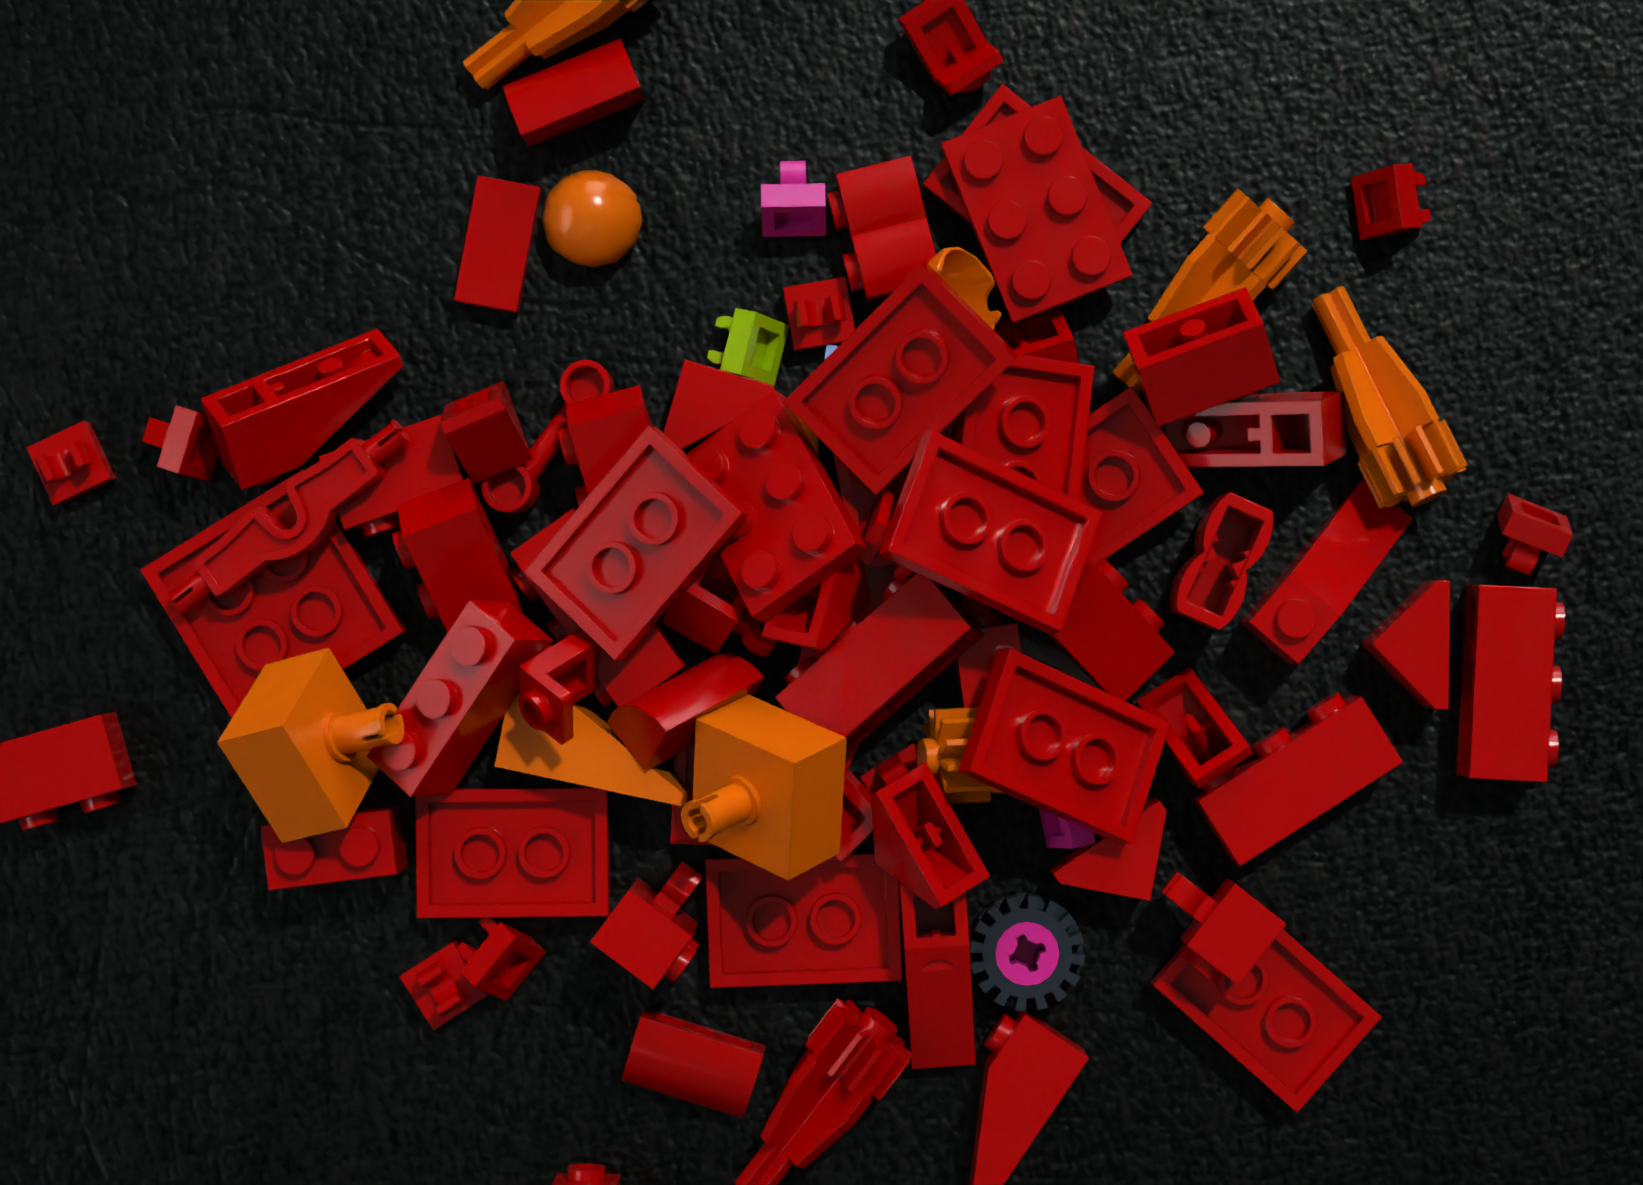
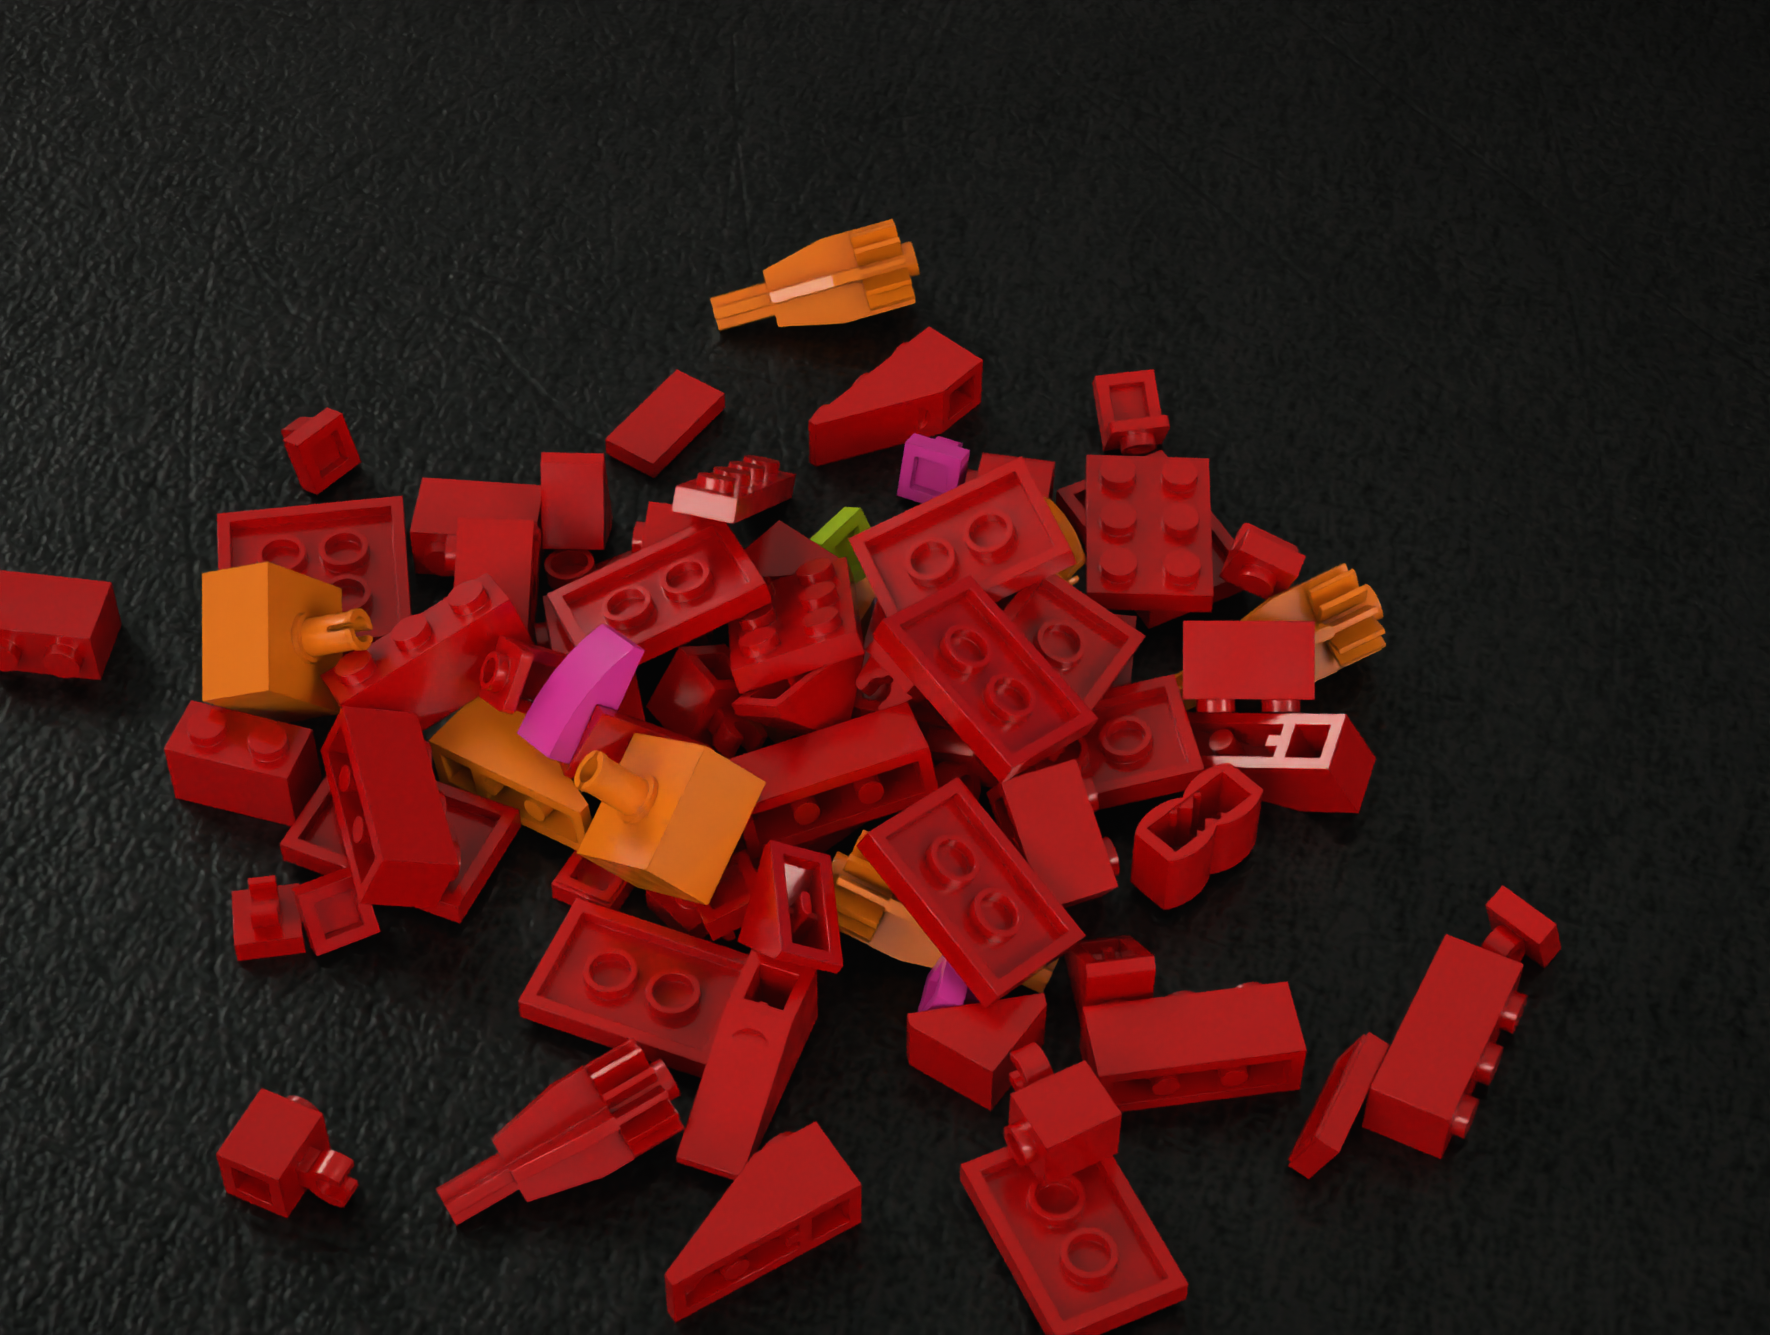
camera: 25 degrees right, 40 degrees down
(71, 463) = (211, 440): red tile -> none
(294, 409) = (398, 449): red slope -> none
(316, 497) = (337, 513): red piece -> none
(508, 868) = (389, 808): none -> red brick
(573, 93) = (789, 347): red brick -> none
(591, 218) = (756, 423): orange hair -> none
(626, 697) = (589, 675): none -> dark pink slope
(637, 366) = (735, 490): none -> red plate
(650, 931) = (490, 910): red brick -> none
(693, 1063) = (461, 1065): red brick -> none
(726, 114) = (915, 390): none -> red slope
(1016, 929) = (872, 1096): black wheel -> none
(1161, 219) = (1261, 562): none -> red bracket
(1325, 575) = (1289, 898): red slope -> none
(1386, 411) = (1413, 793): orange piece -> none
(1388, 201) = (1482, 645): red tile -> none
(1416, 644) = (1360, 974): red slope -> none
(1440, 785) = (1338, 1105): none -> red tile

